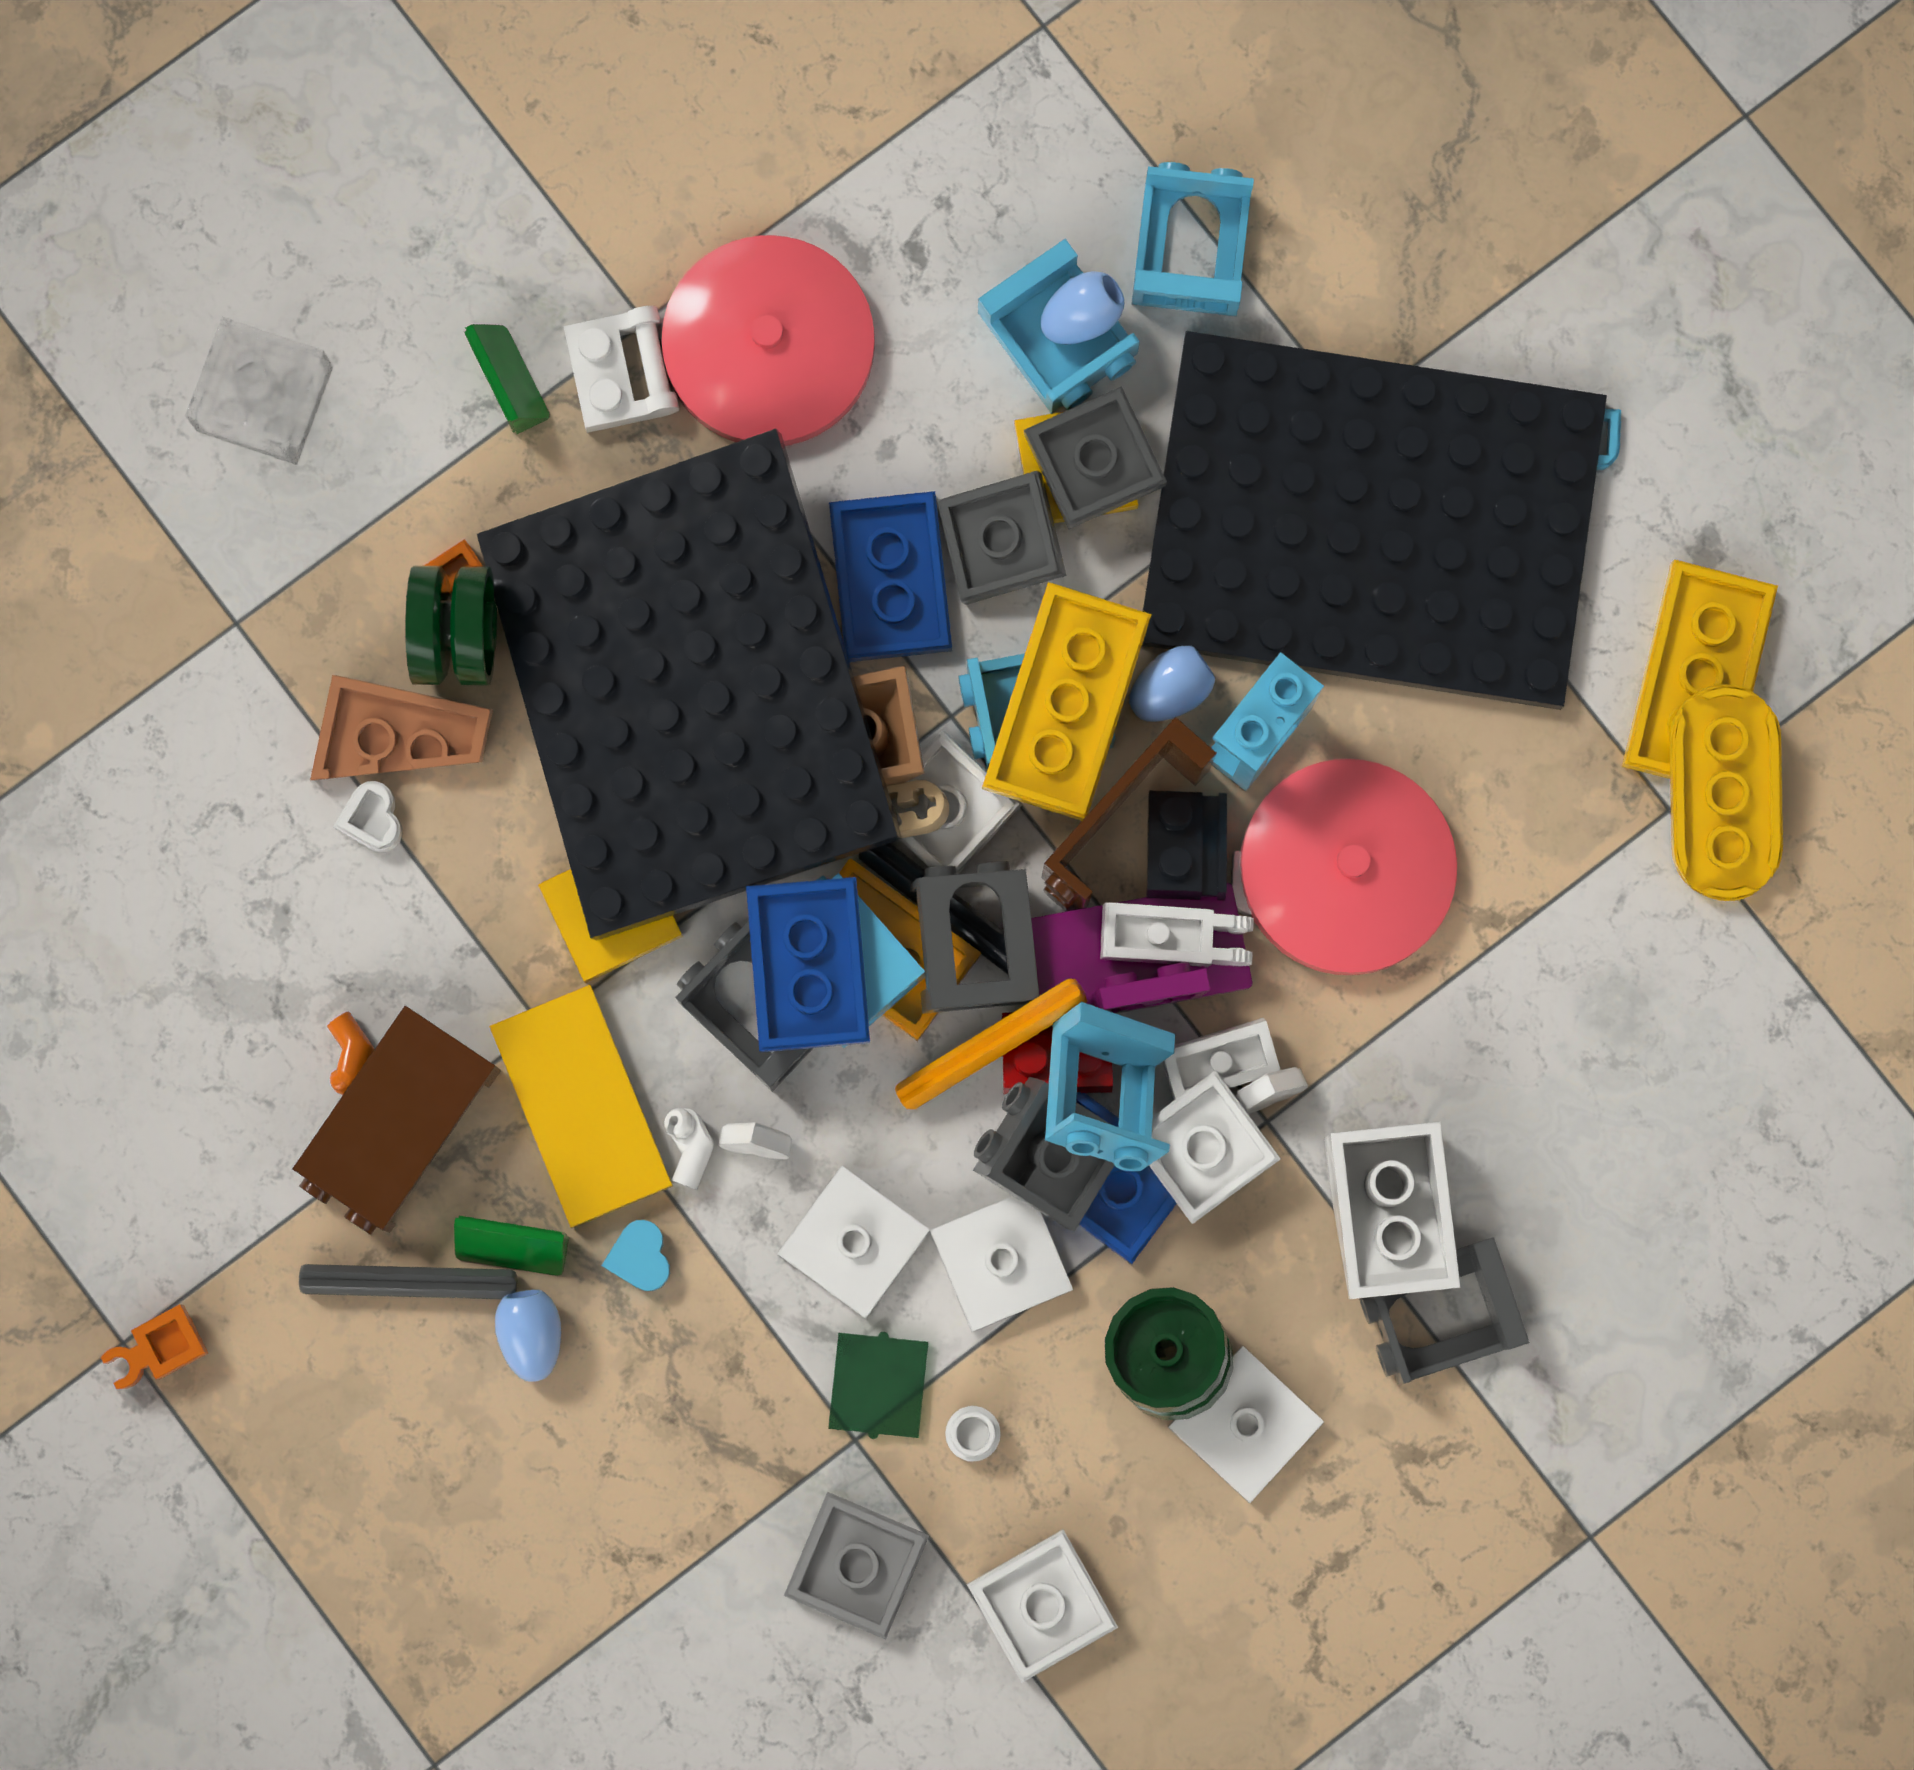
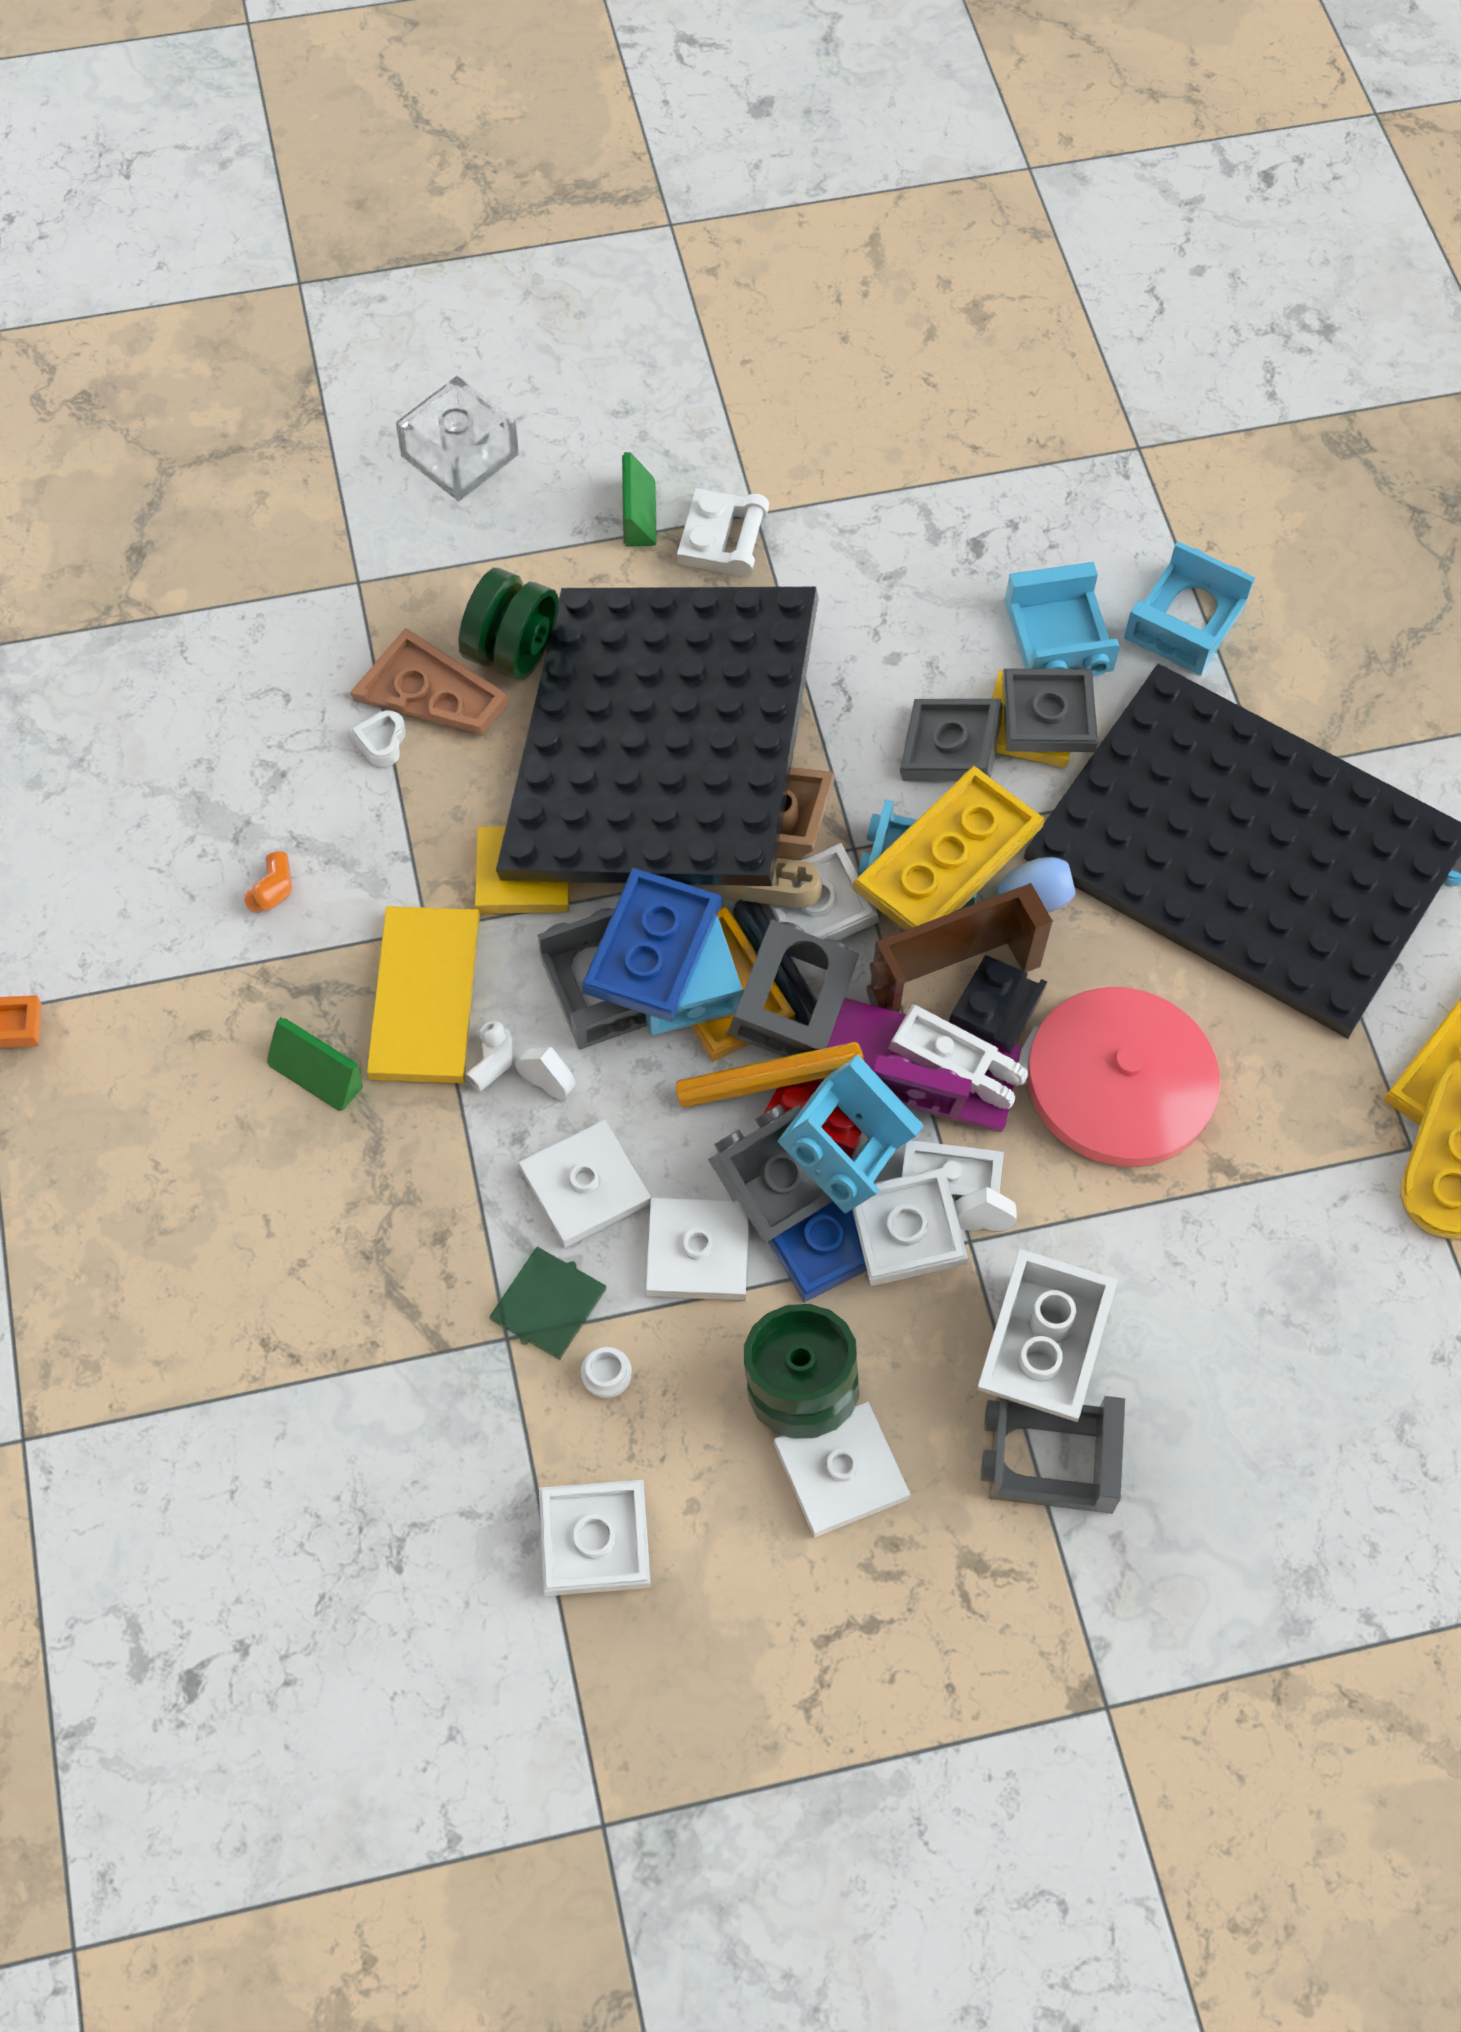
camera: 25 degrees right, 20 degrees down
(393, 1120) = (273, 933): reddish brown panel -> none
(407, 1281) = (220, 1060): dark grey axle -> none
(529, 1333) = (289, 1133): light blue animal -> none
(638, 1256) = (409, 1120): medium azure tile -> none
(768, 339) = (848, 544): coral dish -> none
(856, 1565) = (455, 1432): light grey plate -> none
(890, 576) = (856, 734): blue tile -> none
(1082, 308) = (1085, 611): light blue animal -> none
(1264, 721) = (1099, 933): medium azure panel -> none

